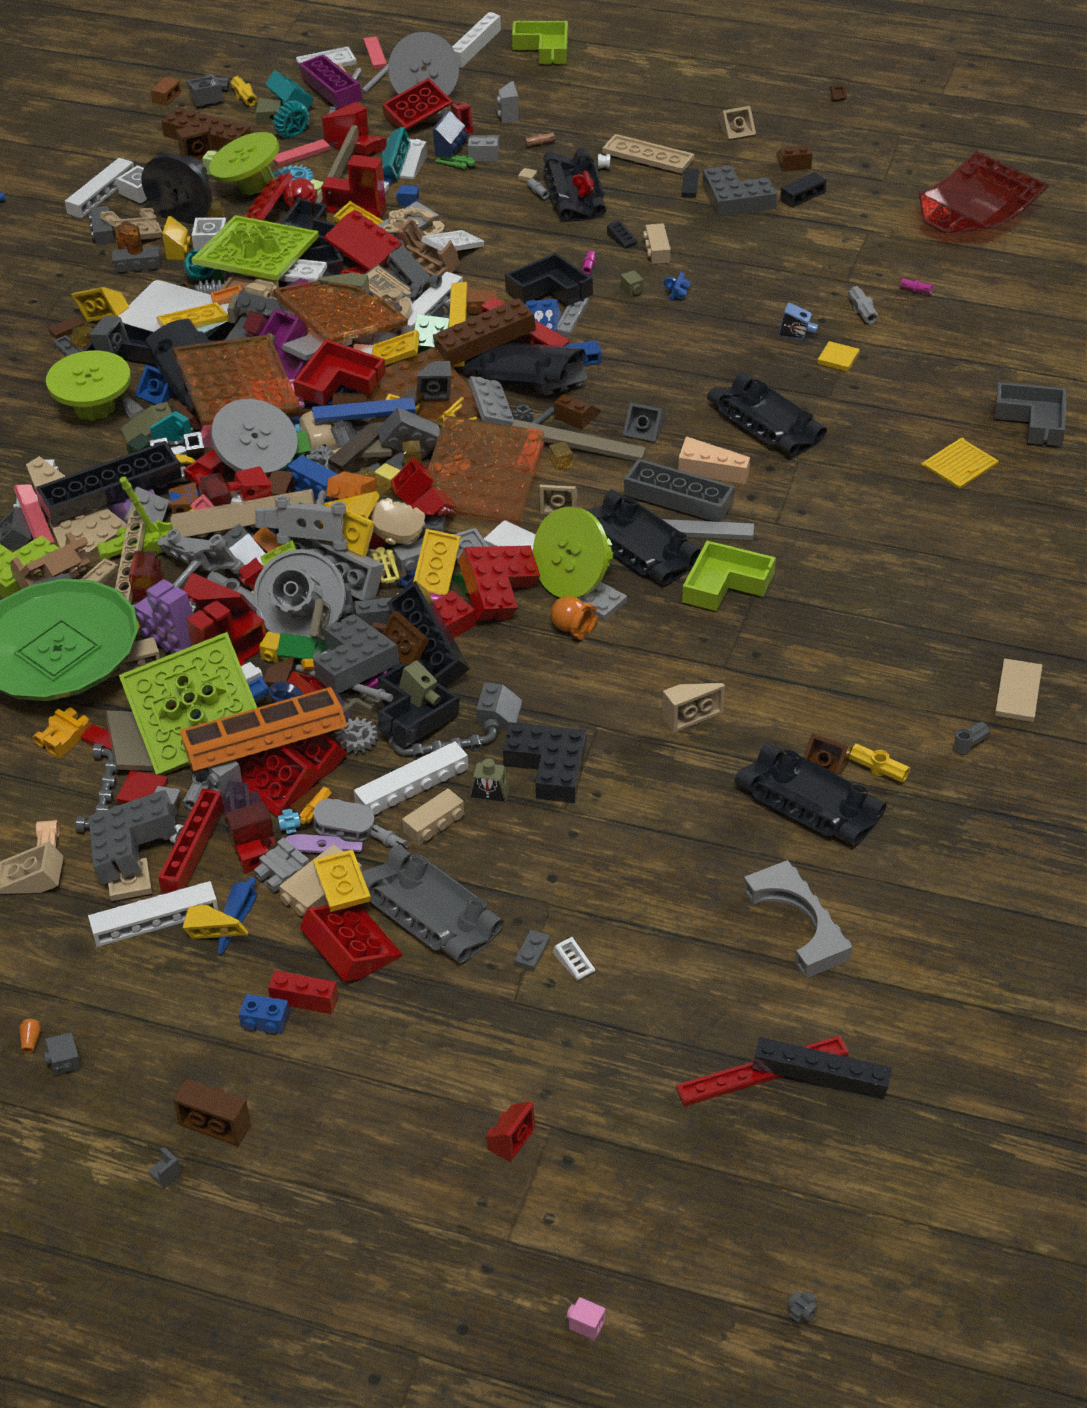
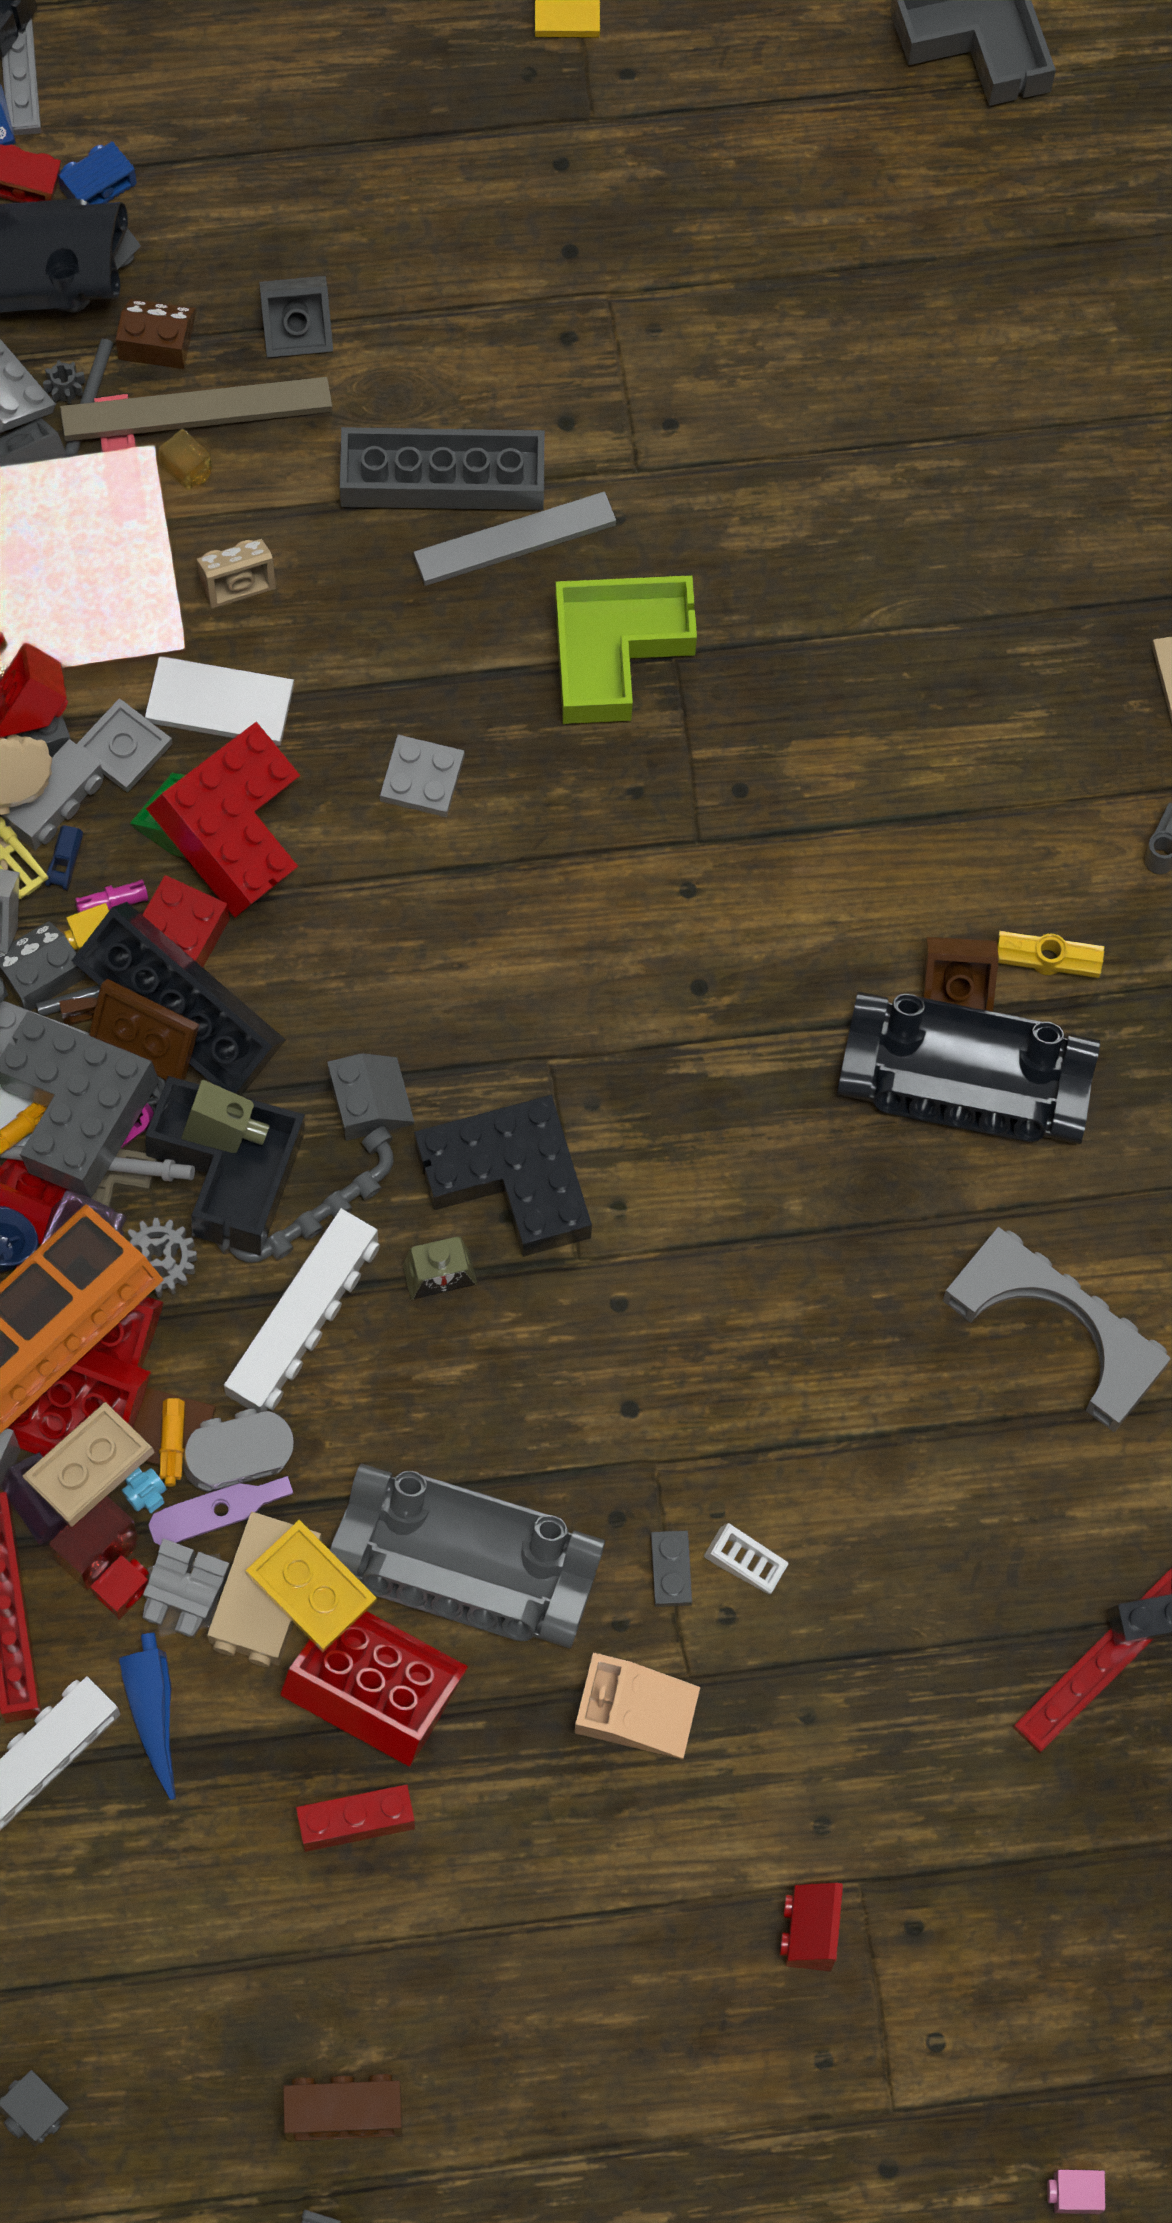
camera: 30 degrees left, 25 degrees up
(208, 922) = (126, 1756): yellow slope -> none
(264, 1014) = (314, 1887): blue brick -> none
(265, 789) = (88, 1464): none -> tan tile
(388, 837) = (328, 1449): light grey pin -> none
(433, 816) = (381, 1375): tan brick -> none
(437, 561) = (97, 818): yellow tile -> none
(475, 997) = (636, 1707): none -> light nougat slope
(571, 552) = (345, 719): lime piece -> none
(573, 616) = (397, 844): orange tile -> none
(645, 539) = (422, 609): black panel -> none
(692, 704) = (692, 963): tan slope -> none
(713, 462) = (466, 372): light nougat wedge -> none
(768, 415) = (509, 213): black panel -> none
(960, 463) = (893, 198): yellow piece -> none

